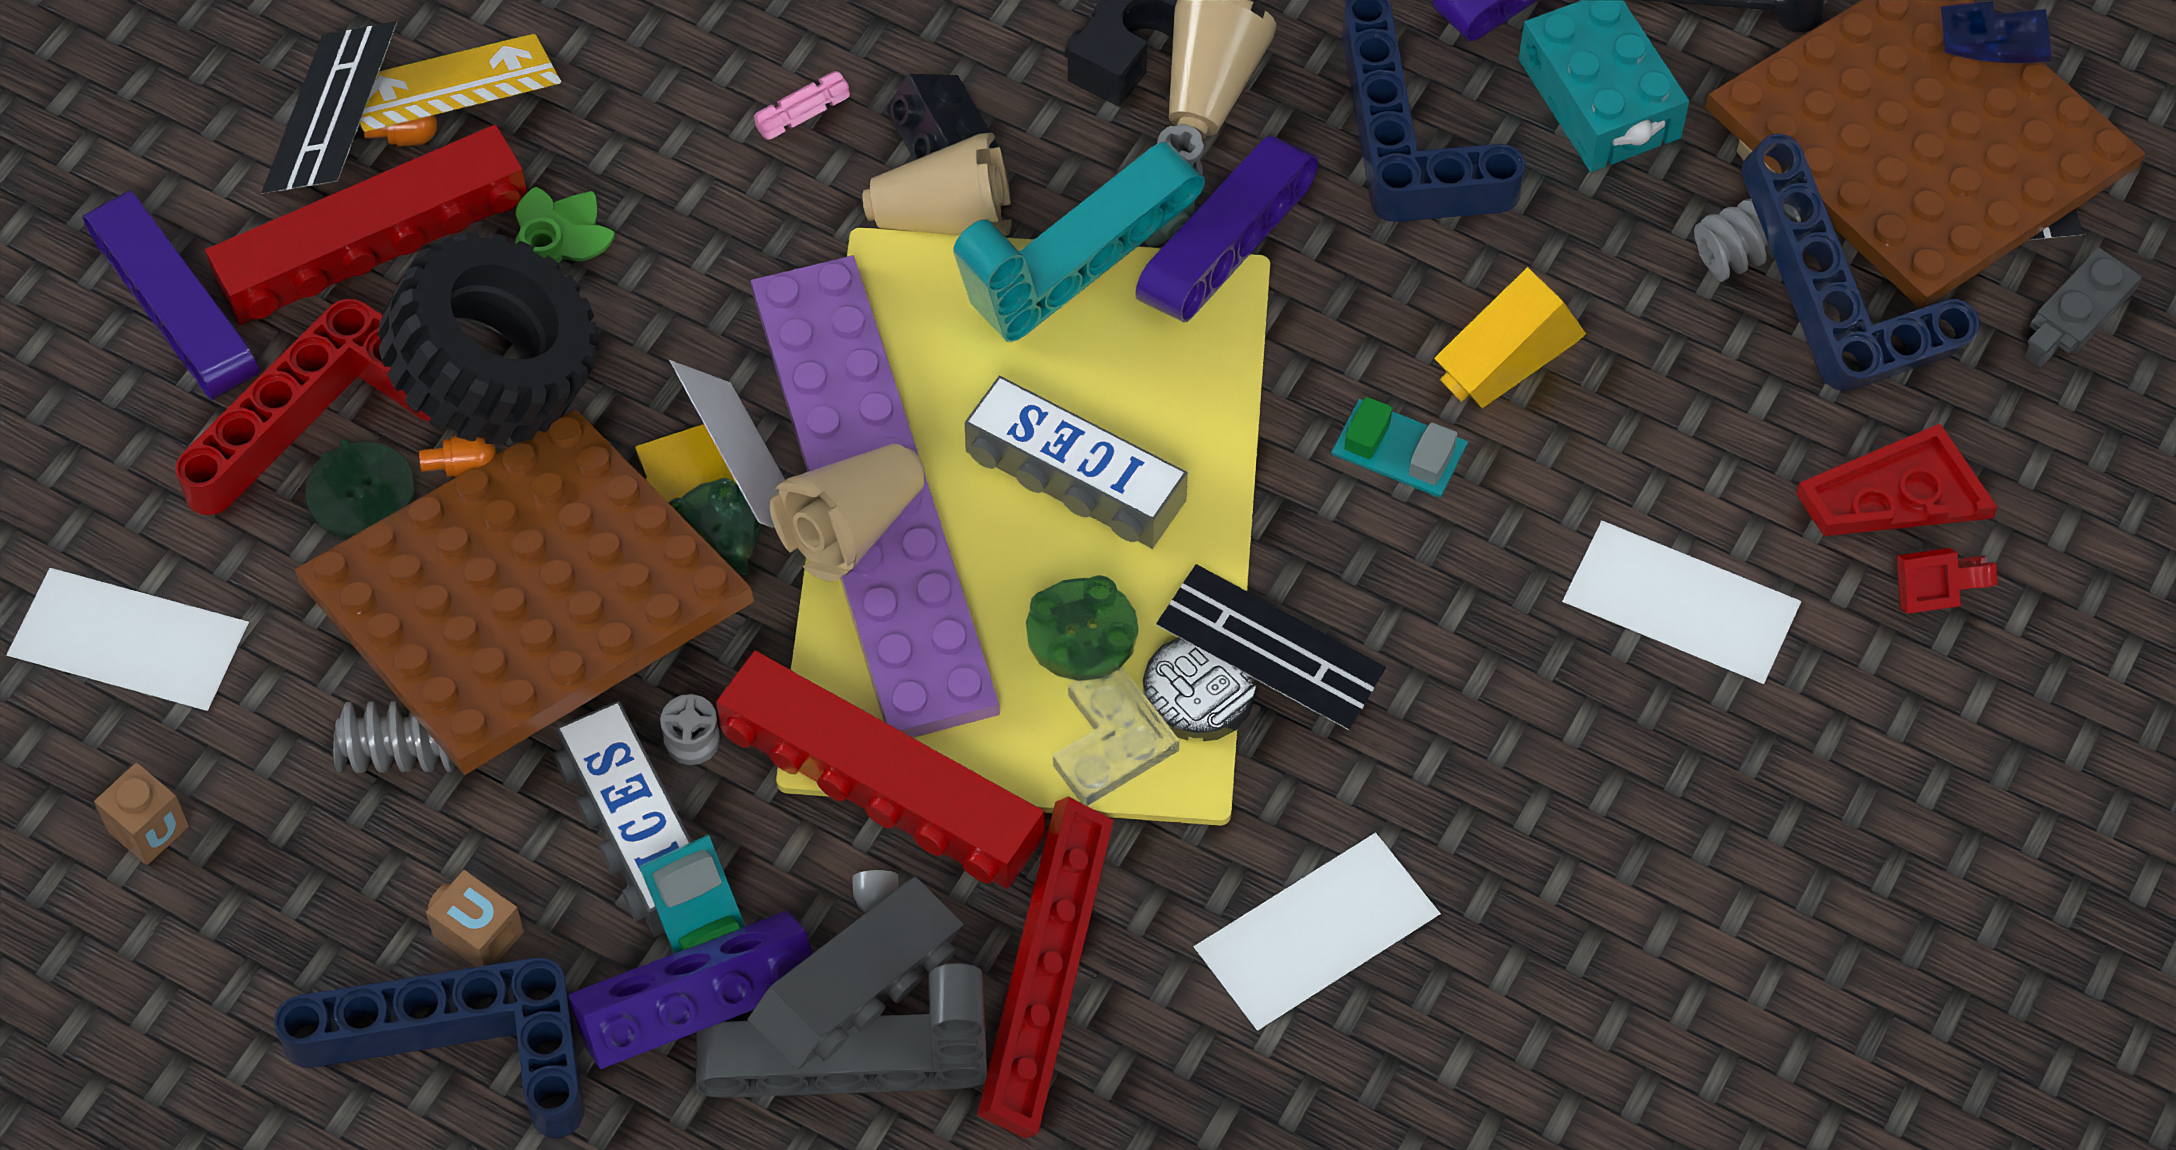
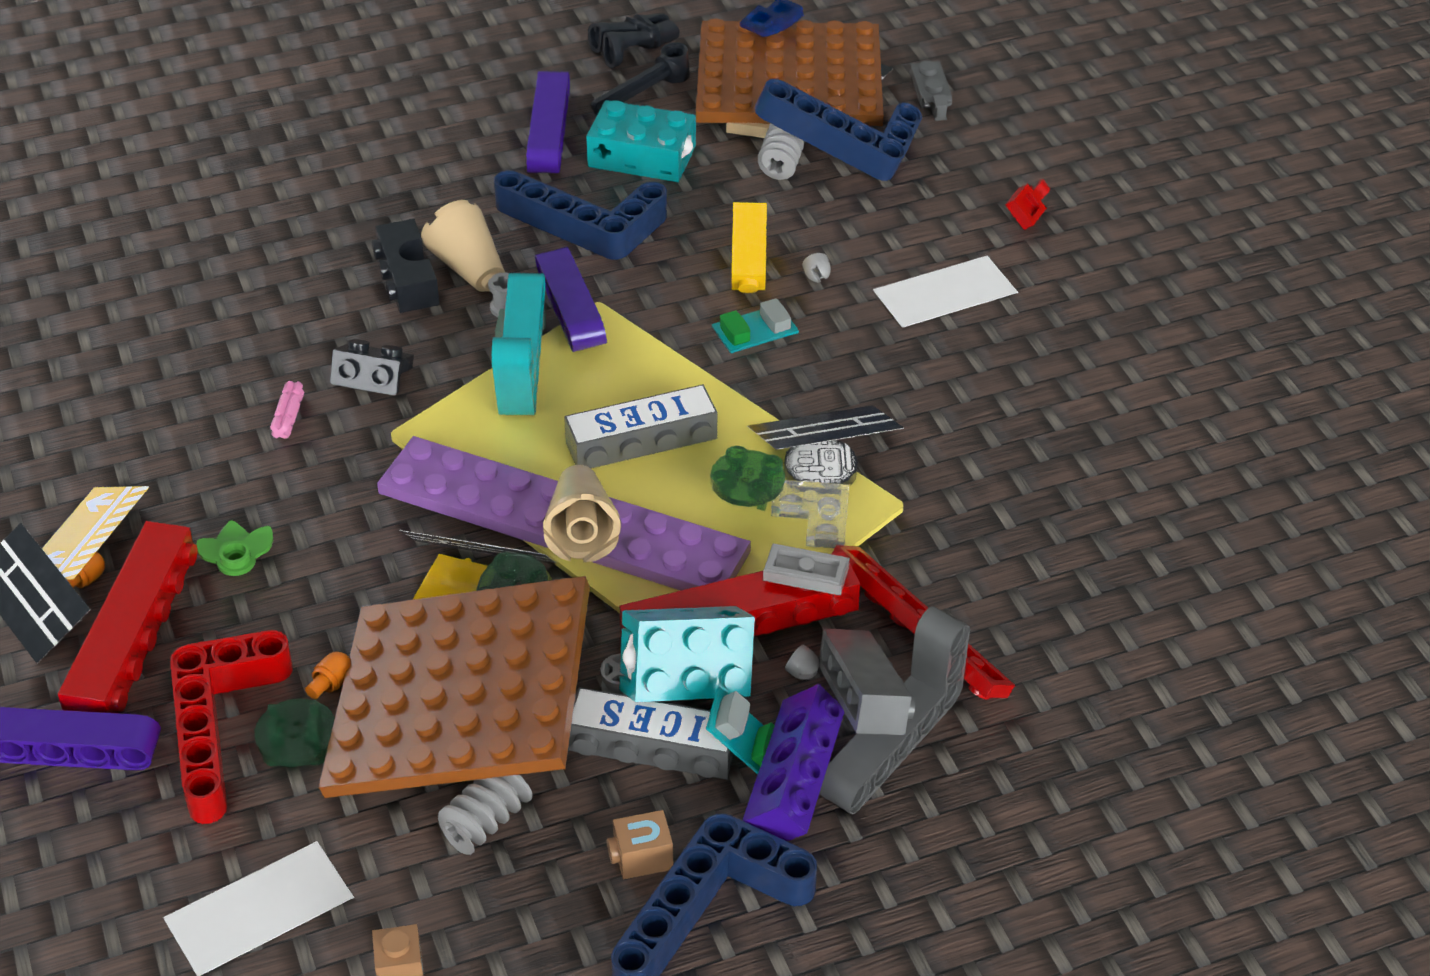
camera: 50 degrees left, 15 degrees down
(458, 379) = (289, 596): black tyre -> none
(737, 767) = (686, 653): none -> piece
(943, 190) = (420, 379): tan cone -> none
(962, 794) = (806, 569): none -> light grey plate
(1316, 931) = (995, 518): white sticker -> none
(1566, 435) = (816, 260): none -> light grey hinge
(1897, 487) = (966, 187): red wing -> none

